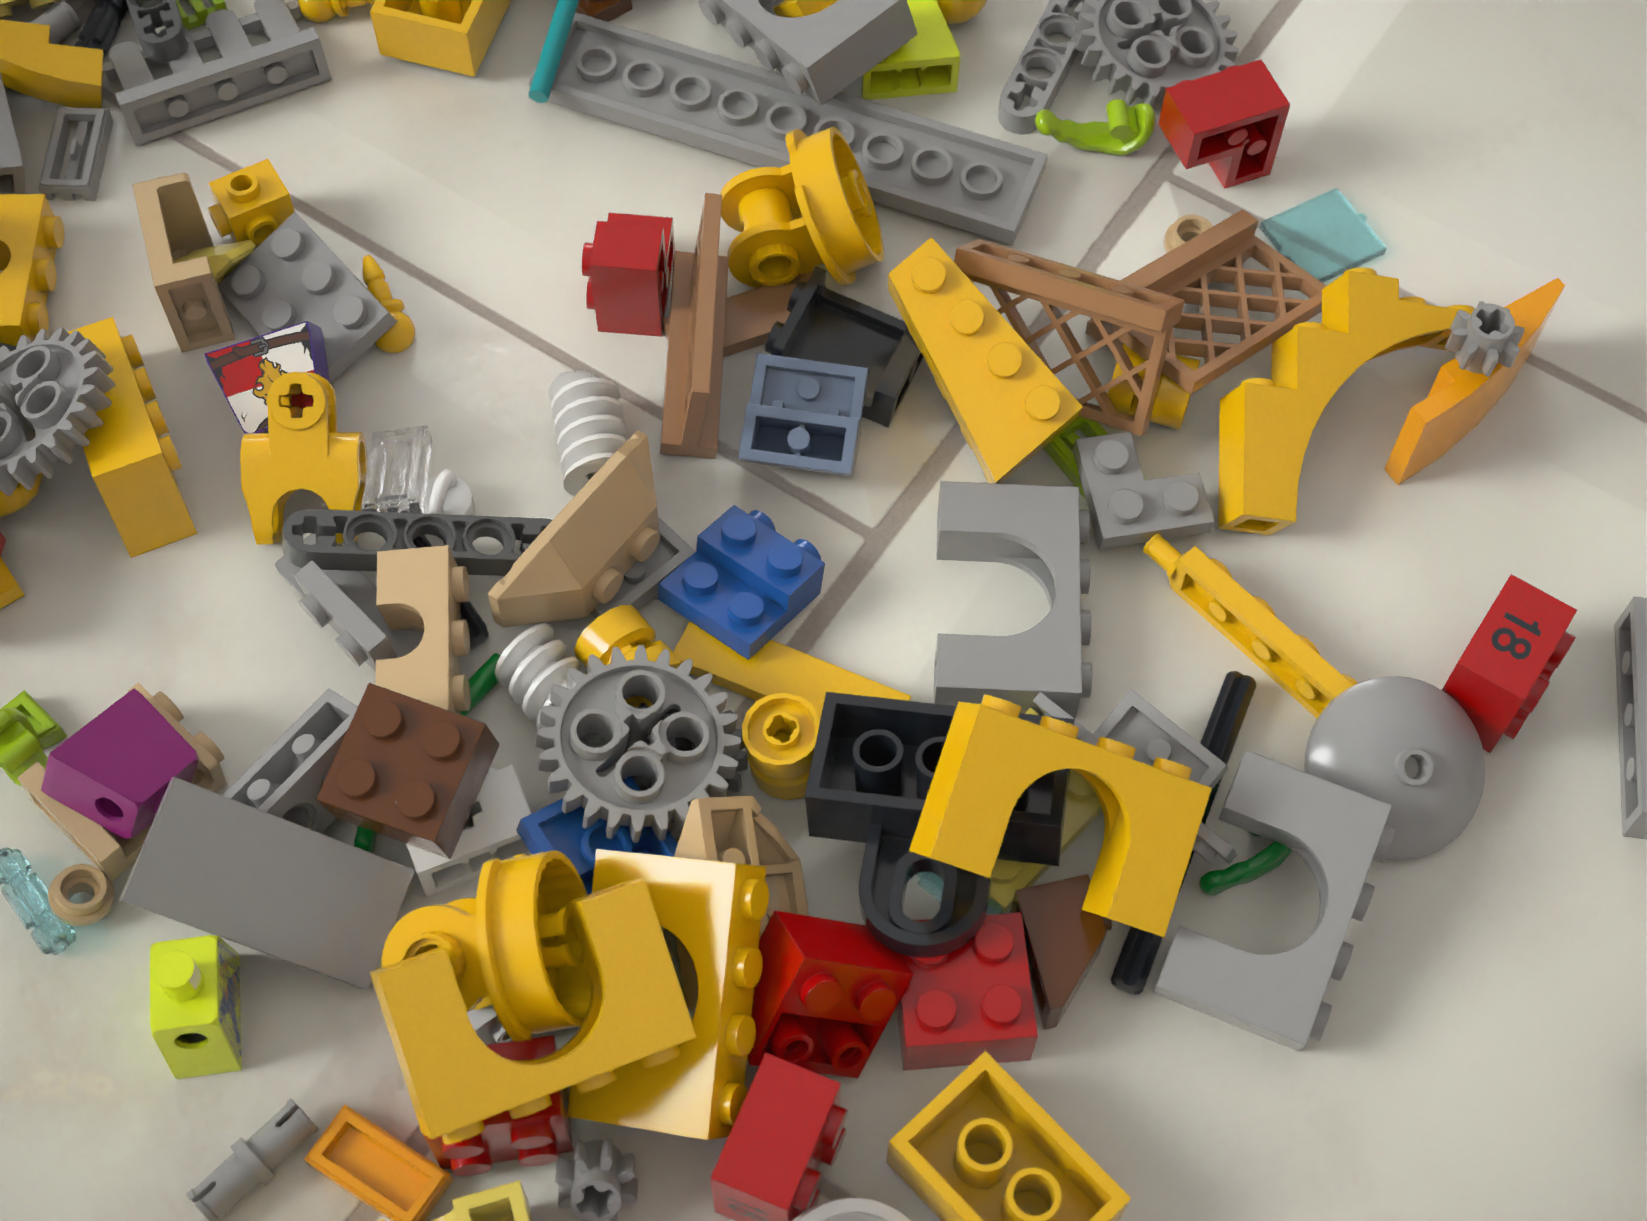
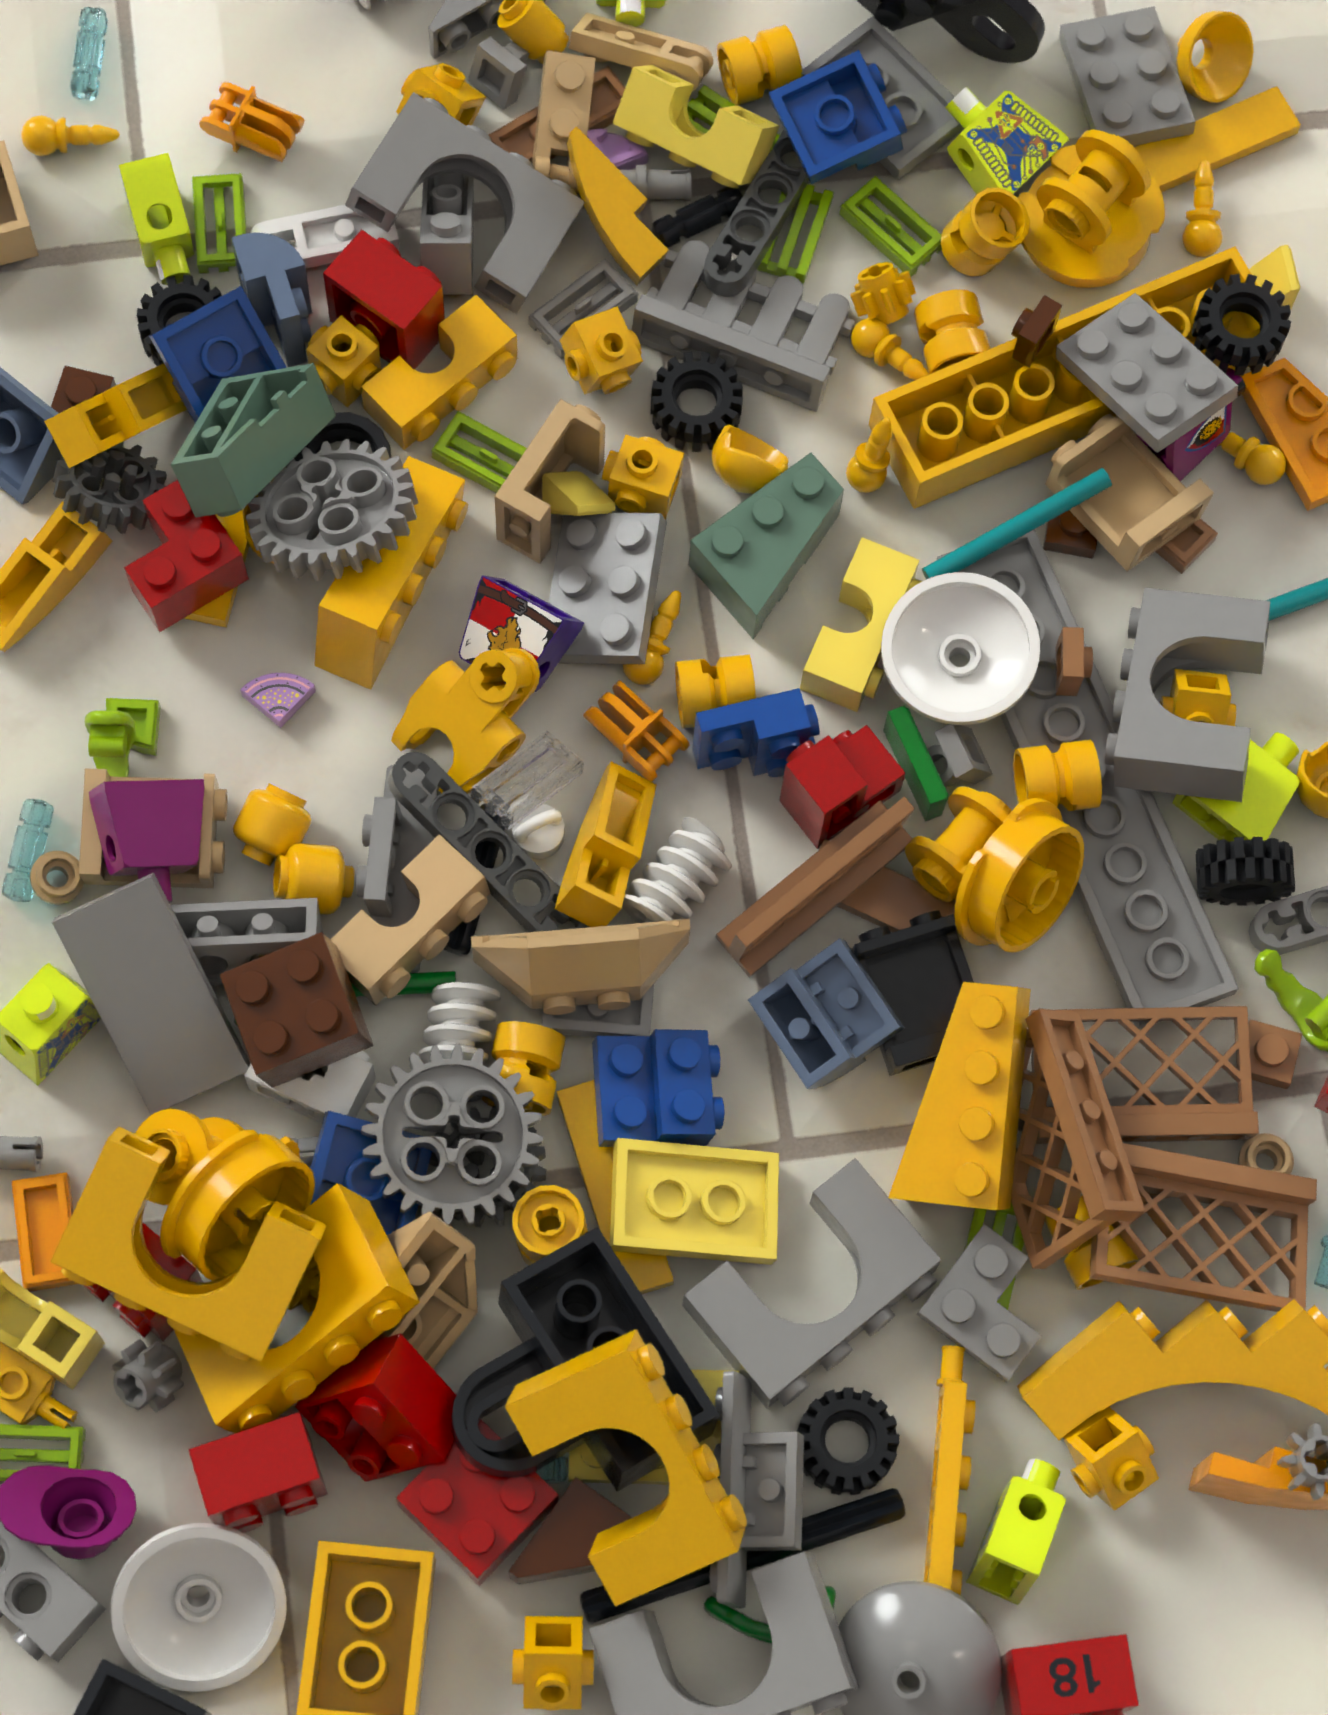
camera: 45 degrees right, 10 degrees up
(122, 154) = (601, 352): none -> yellow brick
(124, 599) = (278, 695): none -> lavender tile
(126, 310) = (465, 466): none -> lime tile
(226, 685) = (271, 823): none -> yellow head
(229, 115) = (702, 375): none -> black tyre
(298, 683) = (313, 873): none -> yellow head
(321, 140) = (745, 460): none -> yellow hair
(392, 177) = (766, 540): none -> sand green wedge
(412, 74) = (869, 465): none -> yellow bar
(442, 370) = (633, 725): none -> light orange arm
(478, 287) = (709, 687): none -> yellow wheel
(513, 136) = (845, 664): none -> light yellow arch
(513, 460) = (606, 847): none -> yellow slope
(536, 286) = (757, 729): none -> blue plate
(615, 88) = (963, 617): none -> white dish
(647, 200) = (916, 762): none -> green tile
(689, 183) = (962, 754): none -> light grey tile
(701, 55) = (1072, 661): none -> medium nougat plate
(784, 106) = (1059, 777): none -> yellow wheel
(862, 624) = (694, 1201): none -> light yellow plate
(967, 79) = (1245, 871): none -> black tyre
(1110, 182) = (1273, 1053): none -> medium nougat plate
(1123, 256) = (1185, 1120): none -> medium nougat fence
(1159, 1041) = (553, 1663): none -> yellow brick
(1167, 647) = (871, 1417): none -> black tyre
(1340, 501) = (1118, 1466): none -> yellow brick
(1349, 609) = (1019, 1533): none -> neon yellow torso

